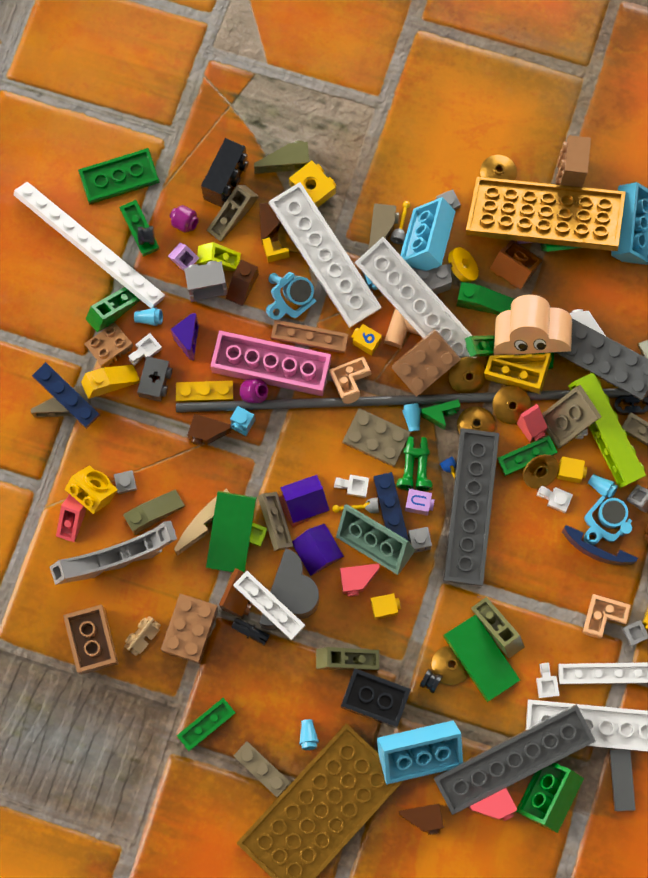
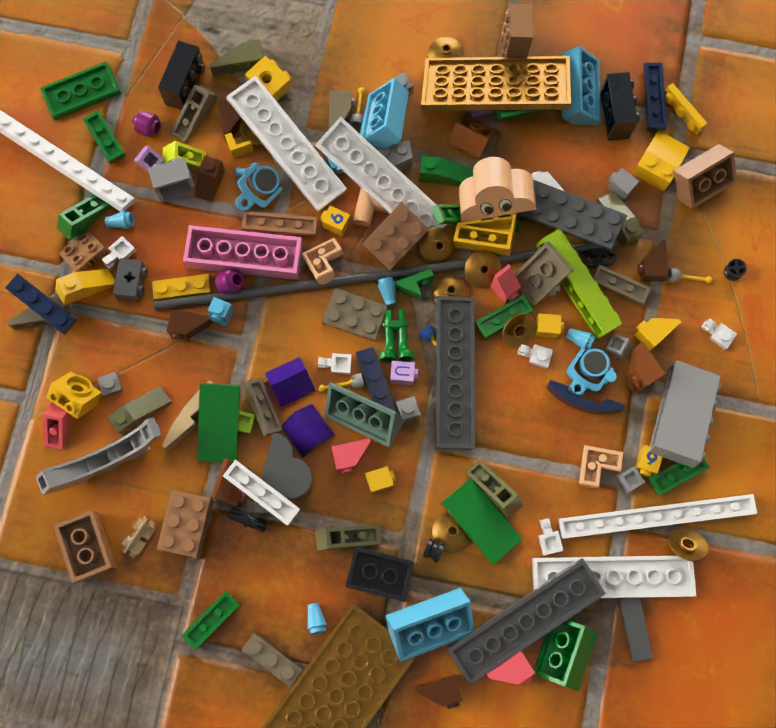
camera: 10 degrees left, 0 degrees up
(146, 235) = (109, 141): black wheel -> none
(186, 335) = (157, 232): dark purple slope -> none
(463, 265) = (421, 140): yellow tile -> none

